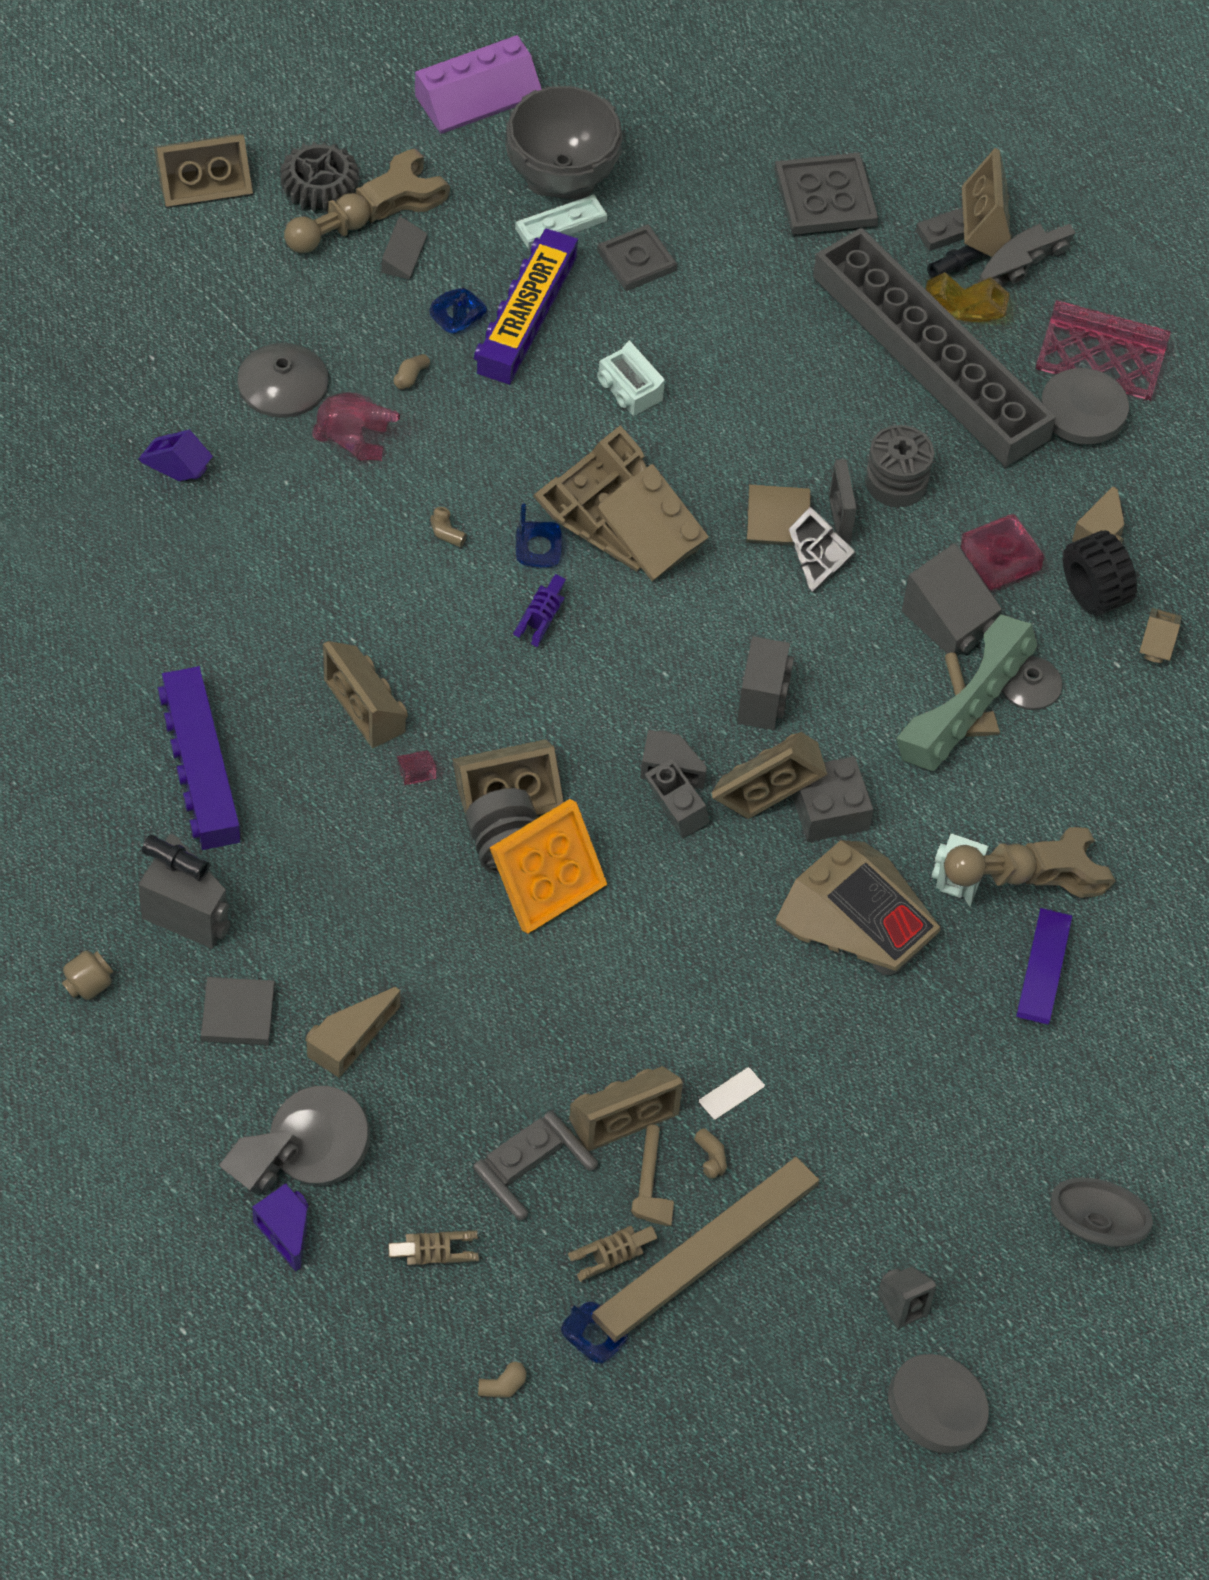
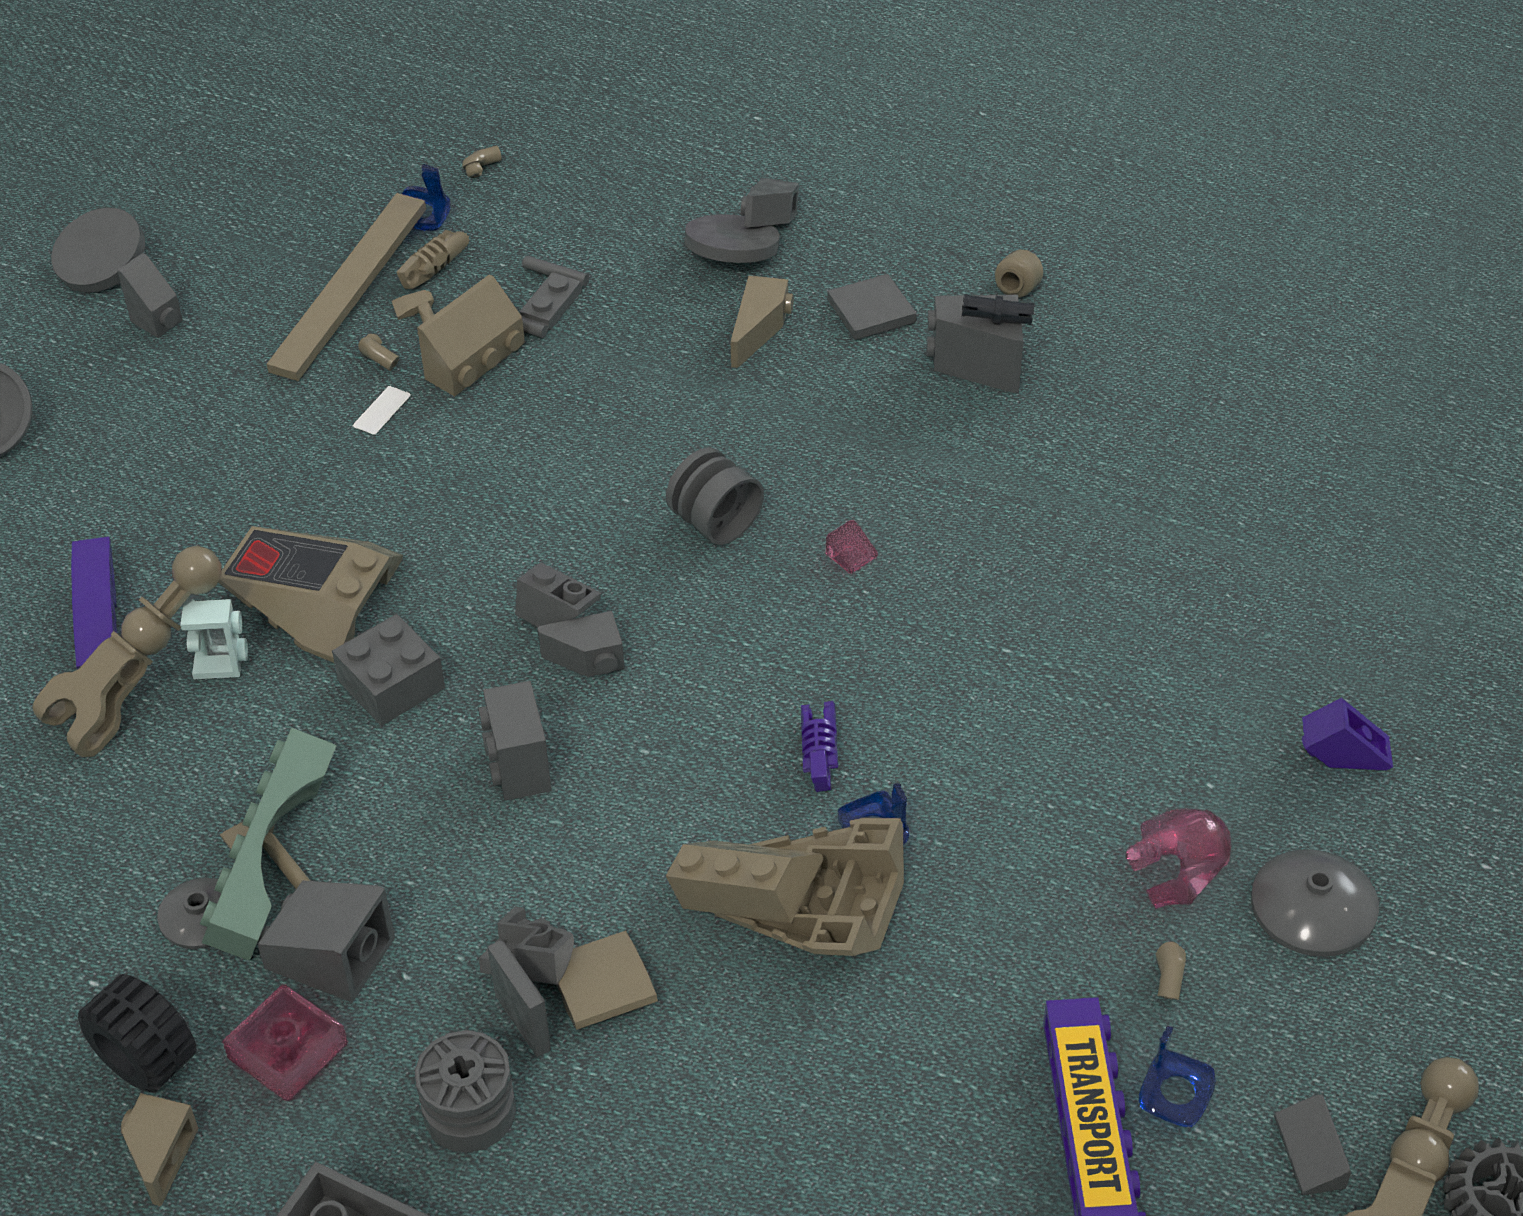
camera: 160 degrees right, 10 degrees down
(200, 758) = (1067, 468): dark purple brick -> none
(284, 1223) = (721, 181): dark purple slope -> none
(363, 693) = (949, 568): dark tan slope -> none
(433, 1248) = (588, 210): dark tan hinge -> none
(443, 530) = (992, 795): dark tan arm -> none
(522, 766) = (748, 561): dark tan slope -> none
(548, 866) = (649, 473): light orange plate -> none
(631, 379) = (890, 1074): light aqua window -> none
(771, 776) = (461, 621): dark tan slope -> none
(1160, 635) = (38, 1025): dark tan slope -> none

